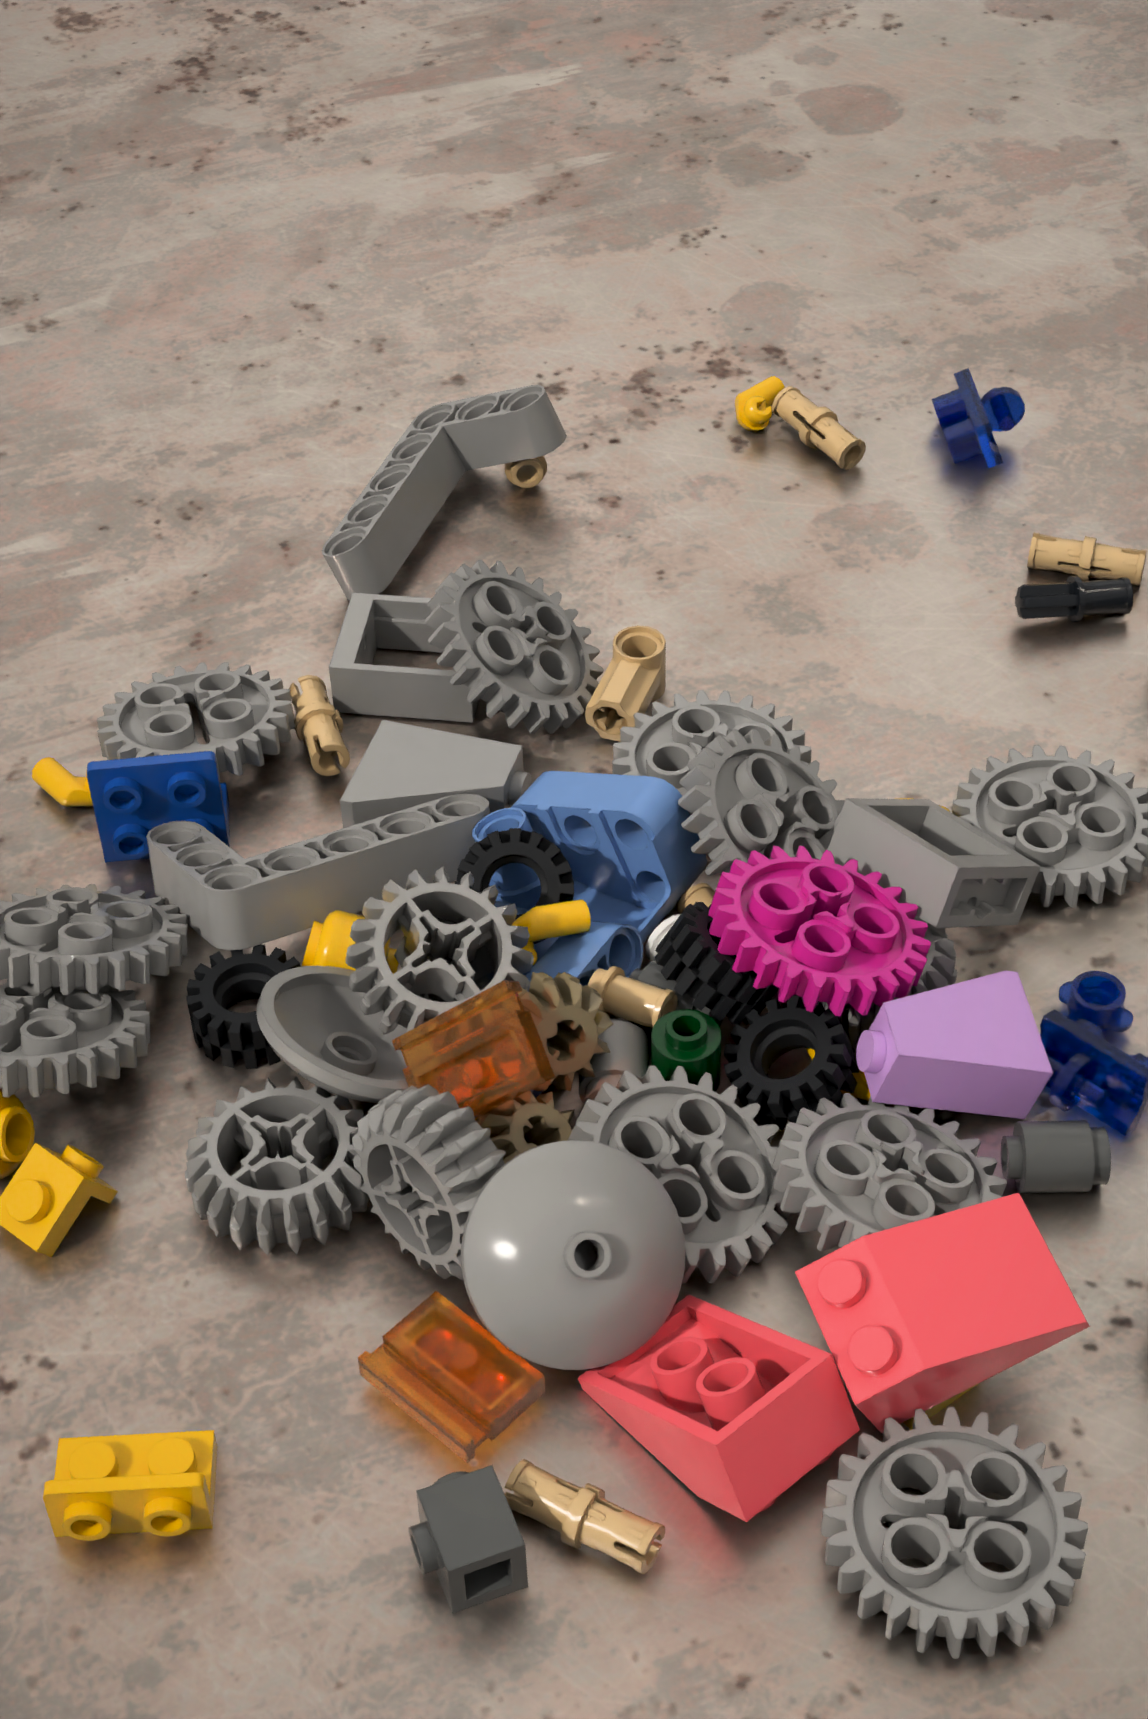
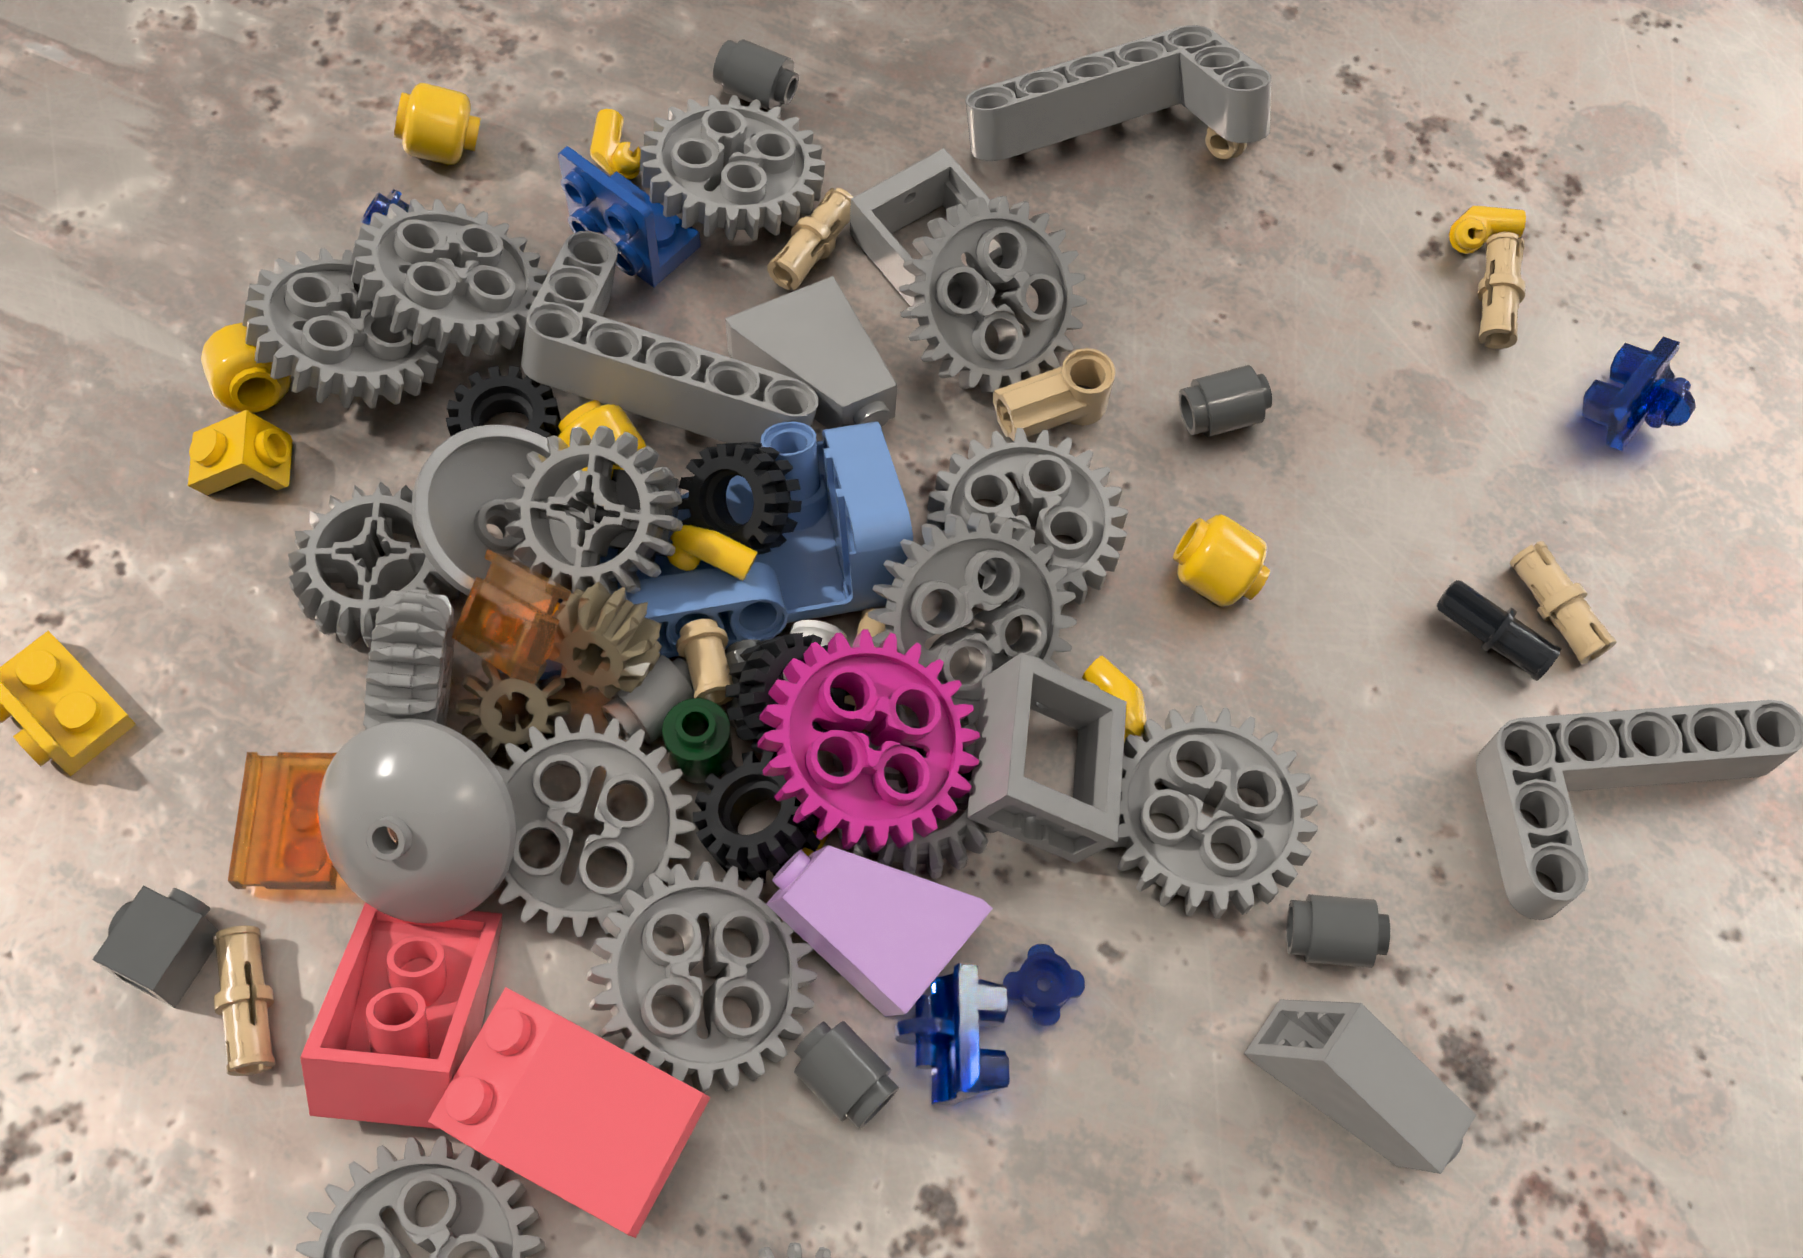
camera: 40 degrees right, 20 degrees up
(130, 658) = (755, 73): none -> dark grey brick
(739, 607) = (1225, 401): none -> dark grey brick
(866, 688) = (1222, 560): none -> yellow head

